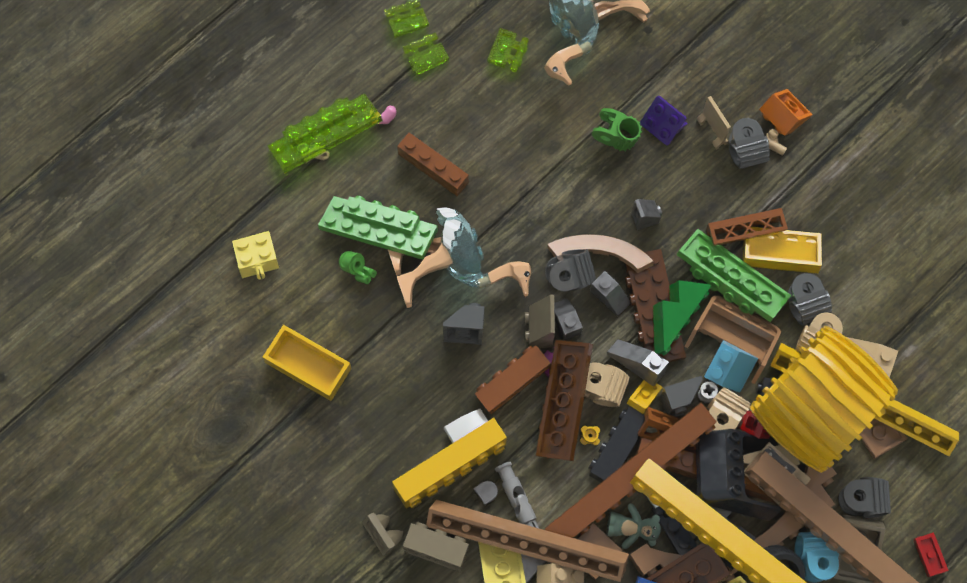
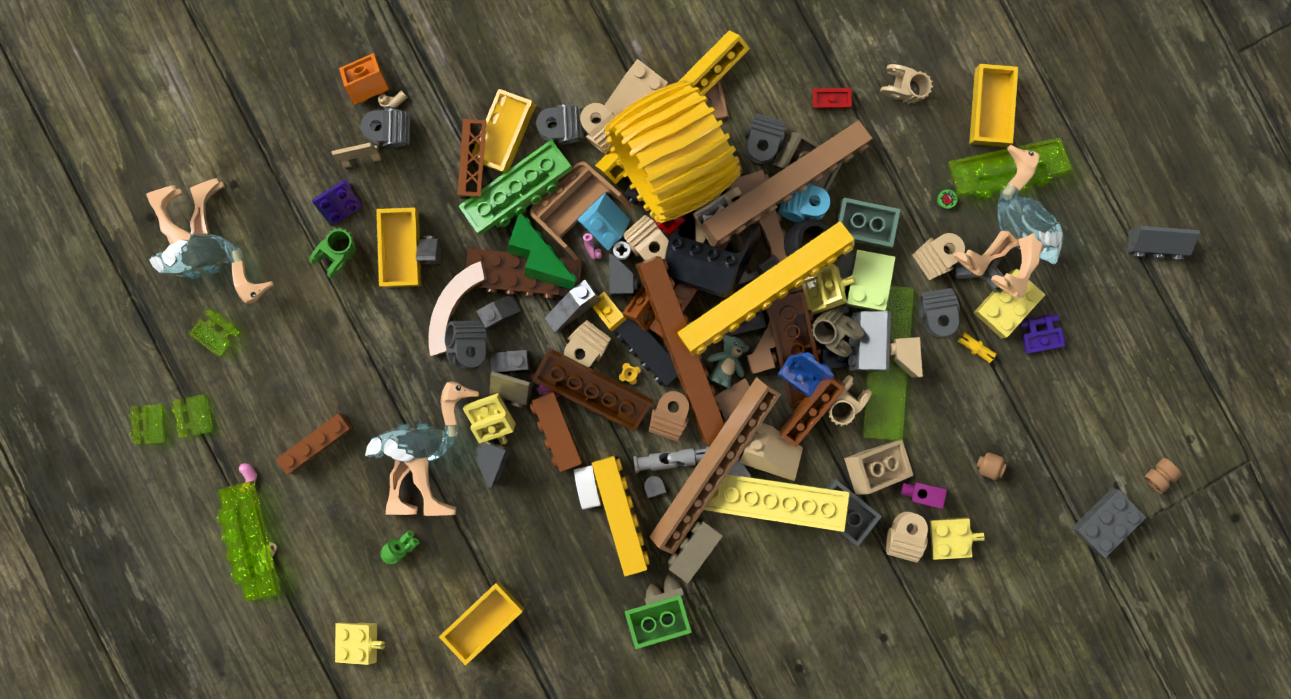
camera: 70 degrees left, 15 degrees up
(355, 531) = (658, 621): none -> bright green slope
(378, 225) = (364, 516): plate -> none
(505, 314) = (489, 419): none -> light yellow plate
(554, 487) = (668, 423): none -> medium nougat piece
(646, 181) = (397, 247): none -> yellow piece
(696, 366) = (589, 245): none -> bright pink arm

